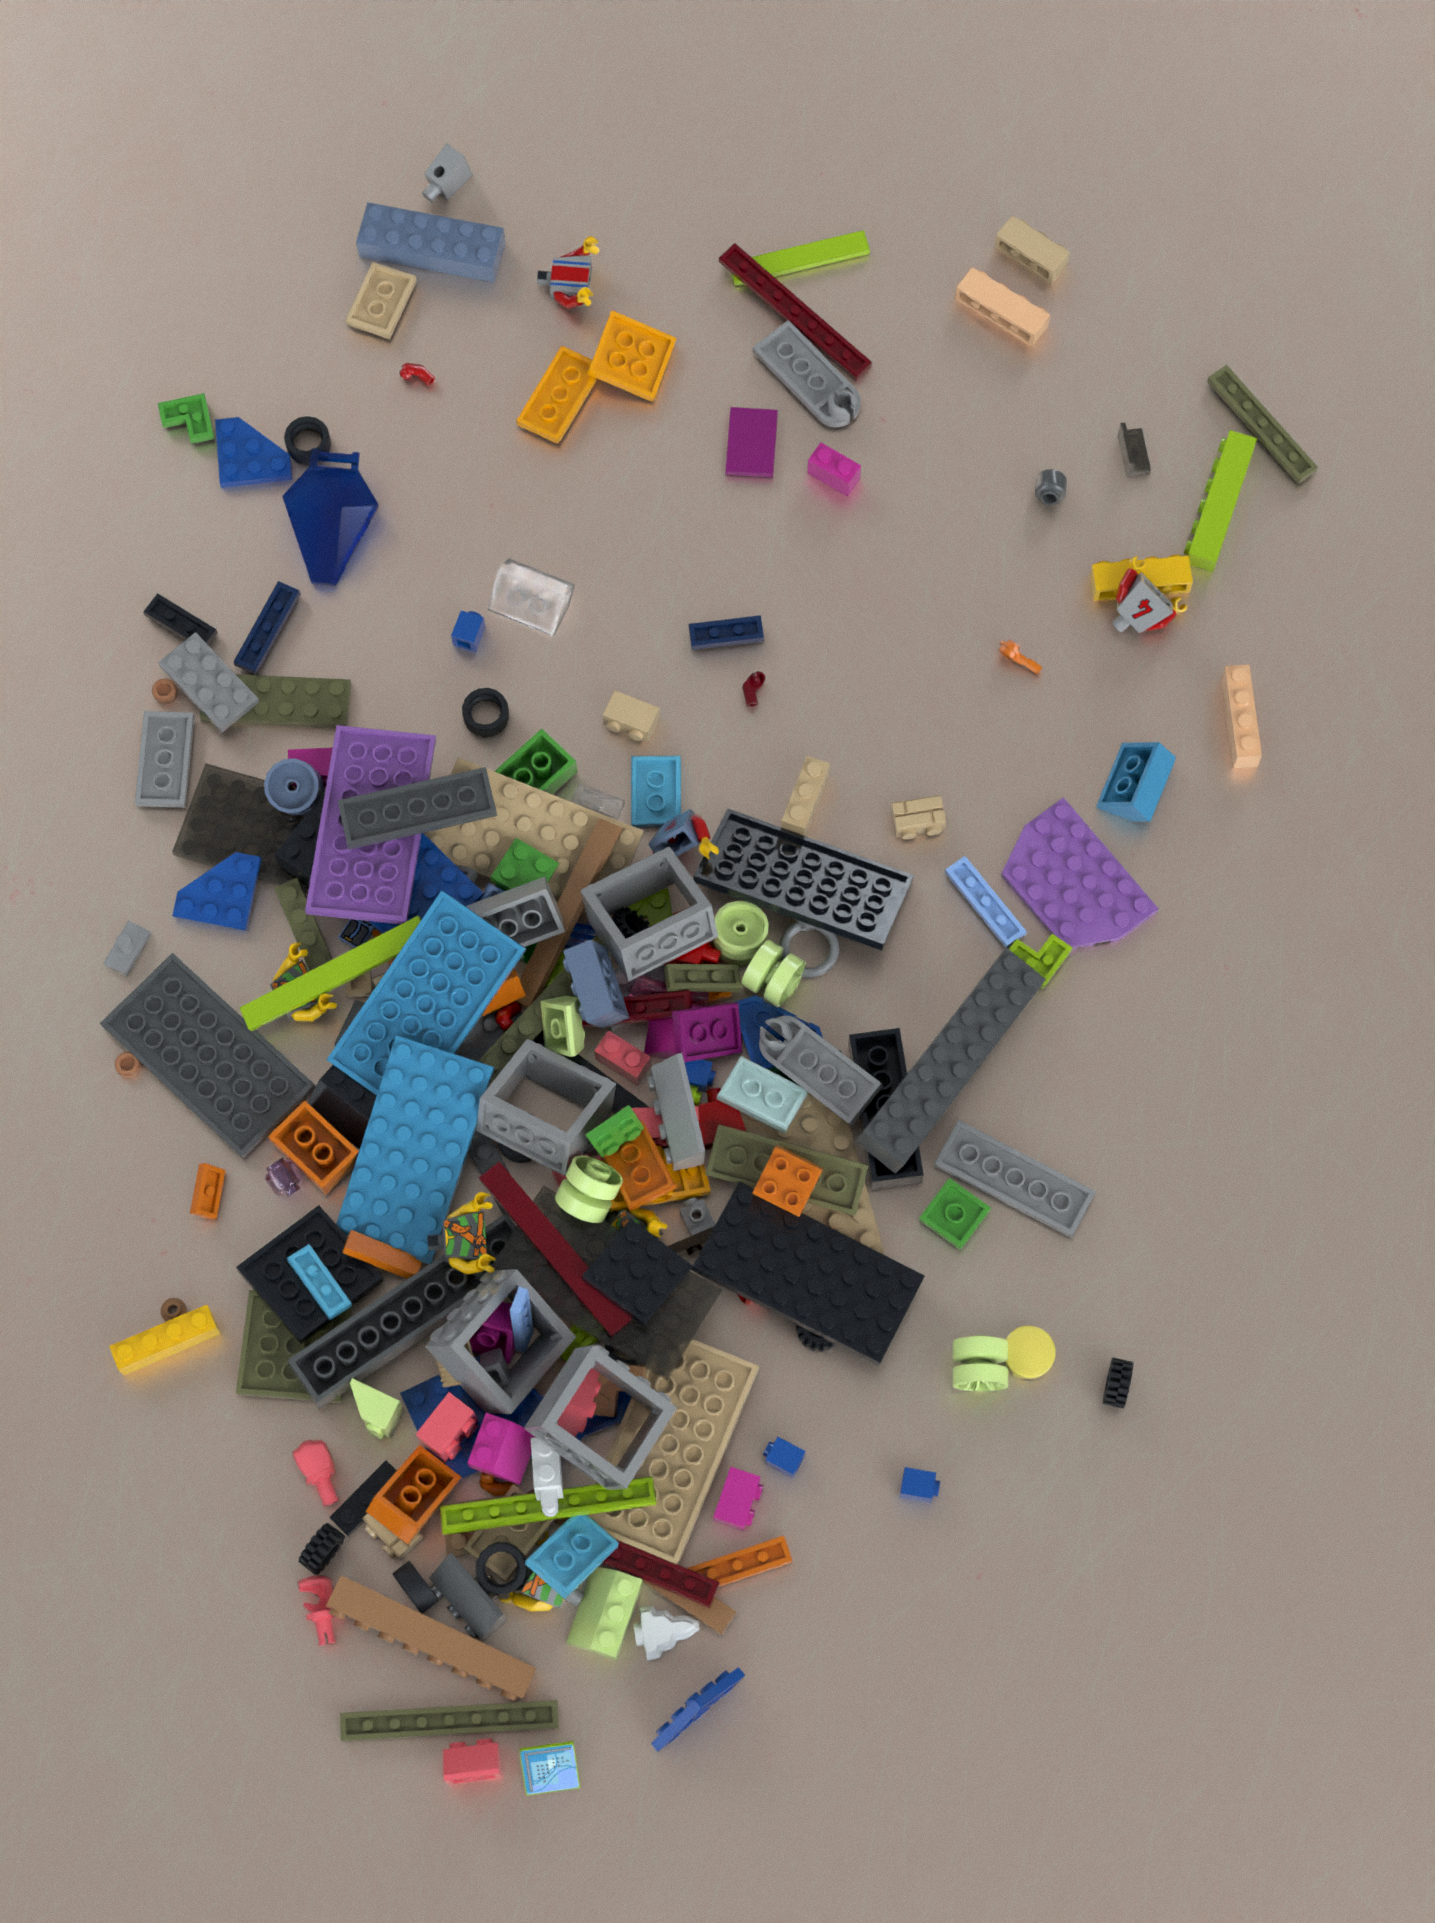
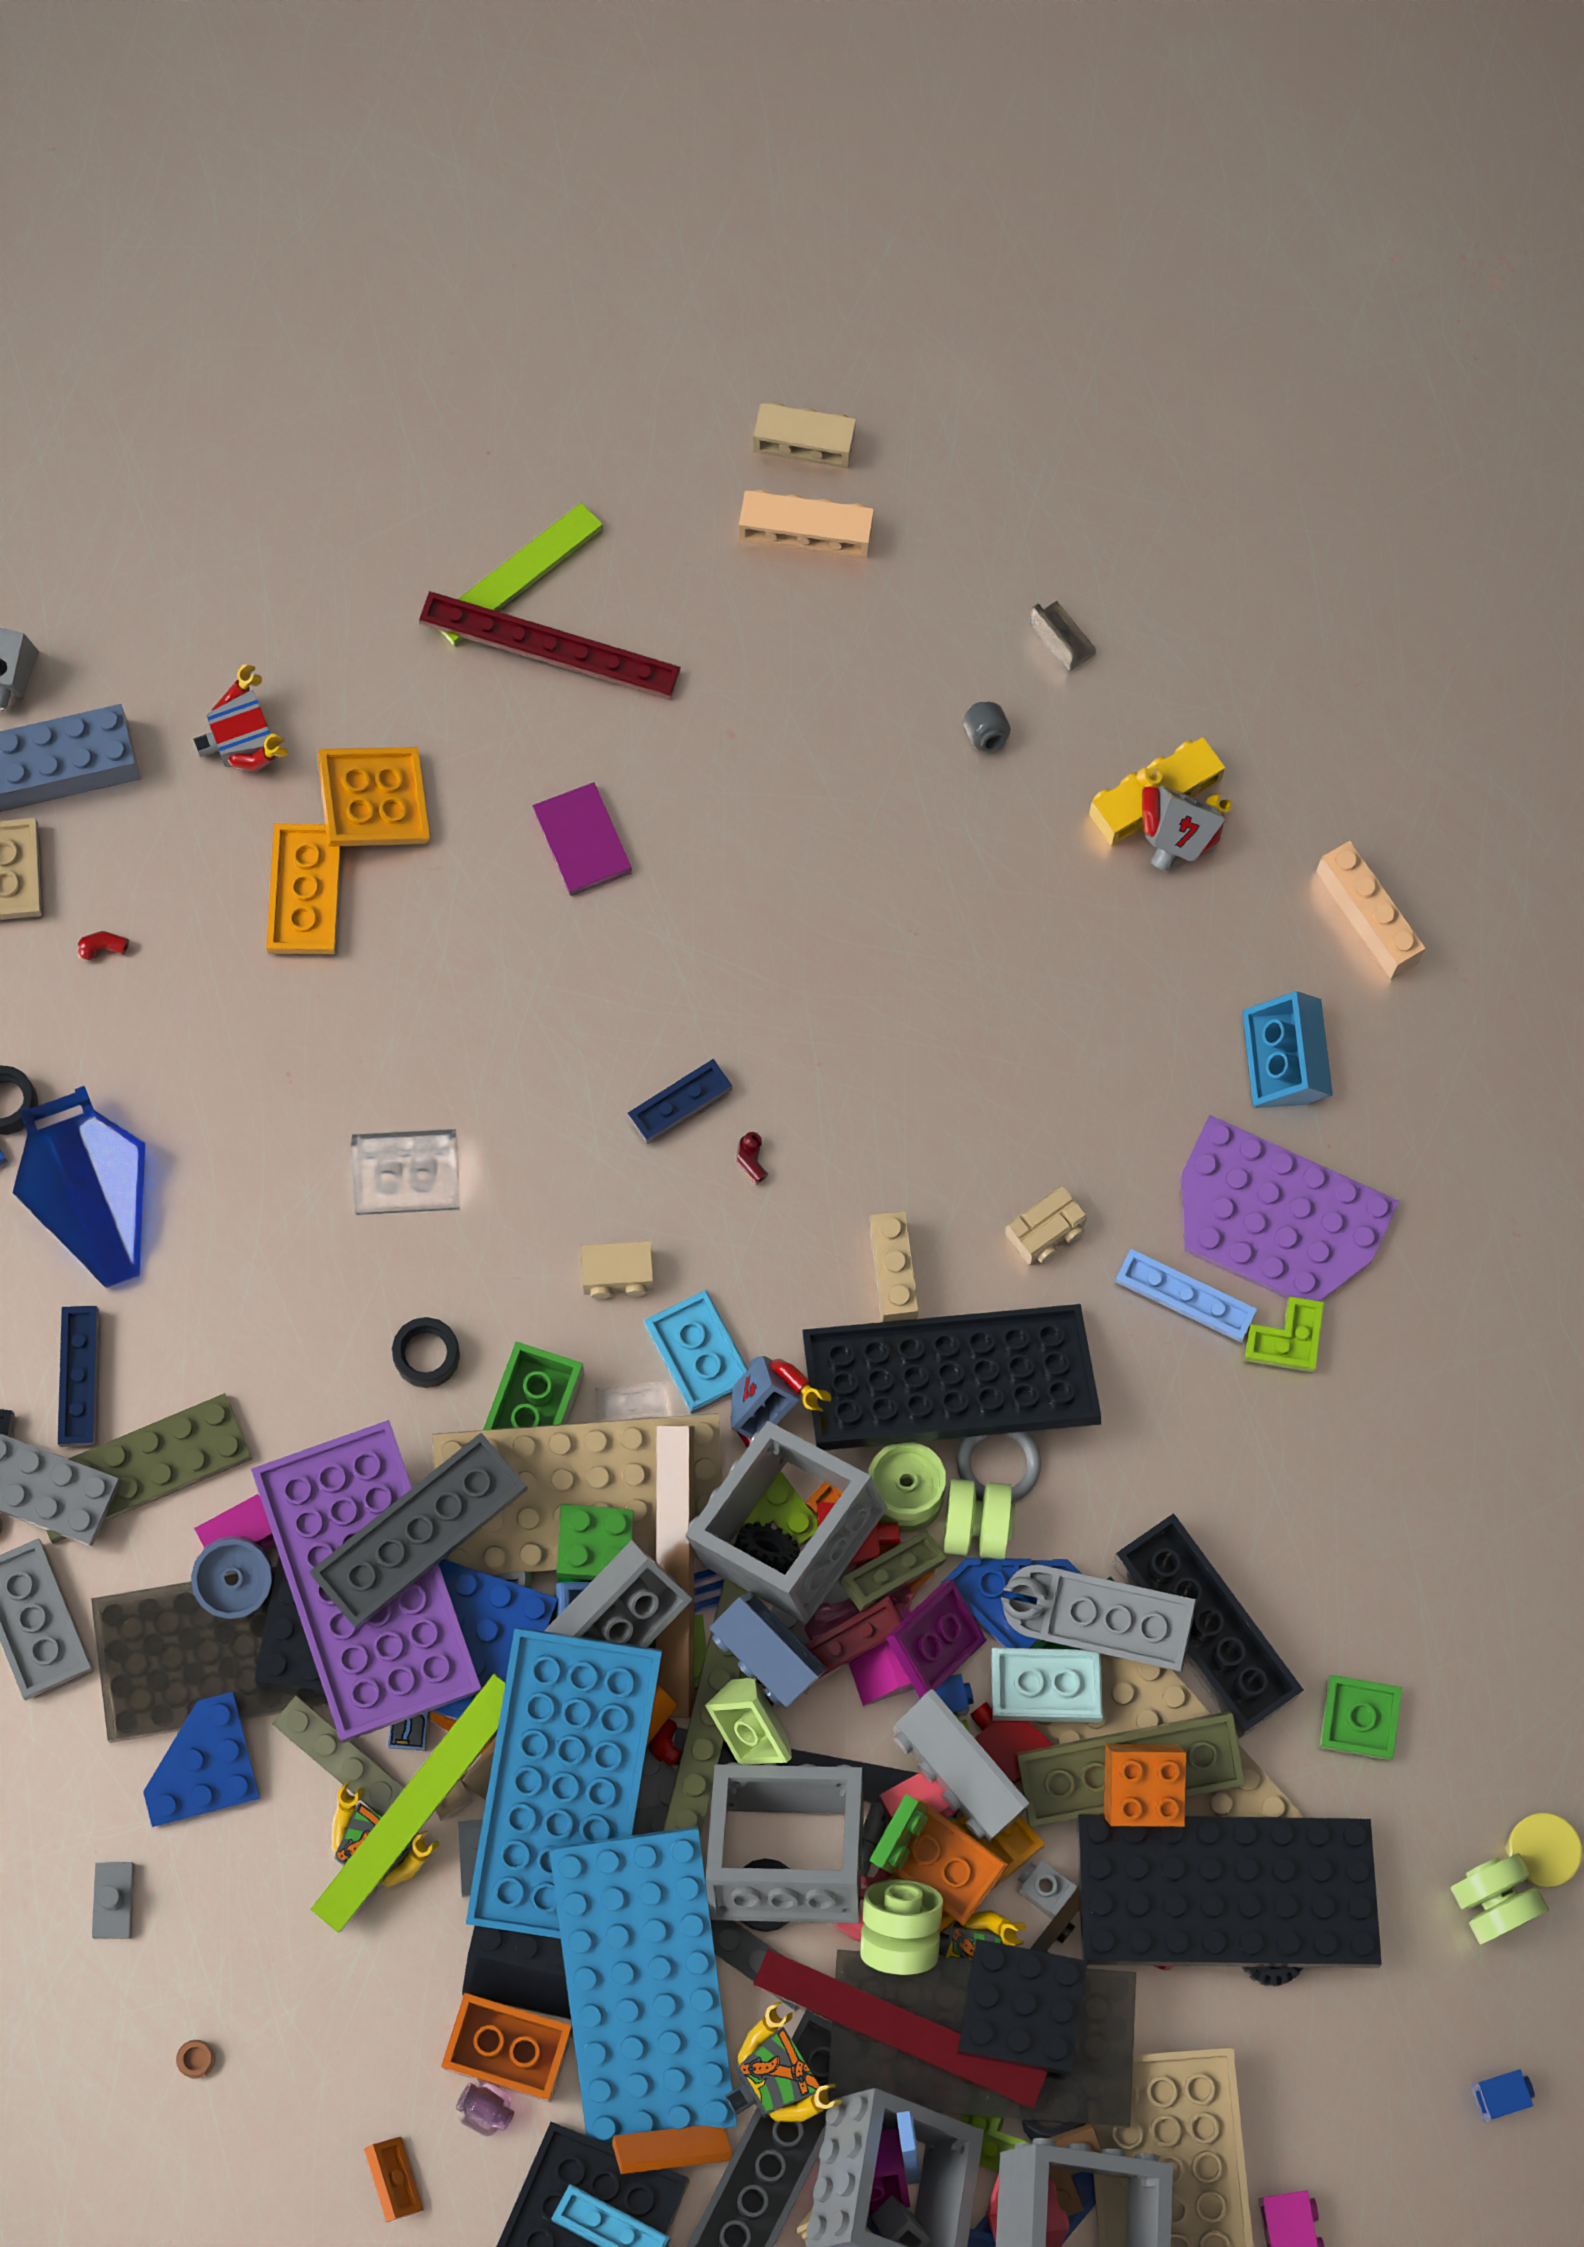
camera: 30 degrees left, 0 degrees up
(207, 1055) = (296, 1993): dark grey plate -> none
(468, 630) = (347, 1254): blue brick -> none
(623, 1058) = (842, 1724): coral brick -> none
(784, 1457) = (1319, 2146): blue brick -> none
(809, 376) = (611, 720): light grey plate -> none
(834, 469) = (706, 826): dark pink brick -> none
(950, 1060) = (1259, 1527): dark grey brick -> none
(1010, 651) = (1047, 958): orange plate -> none
(1015, 1178) = (1409, 1634): light grey plate -> none
(1221, 500) = (1201, 648): lime brick -> none
(1262, 424) = (1199, 530): olive plate -> none

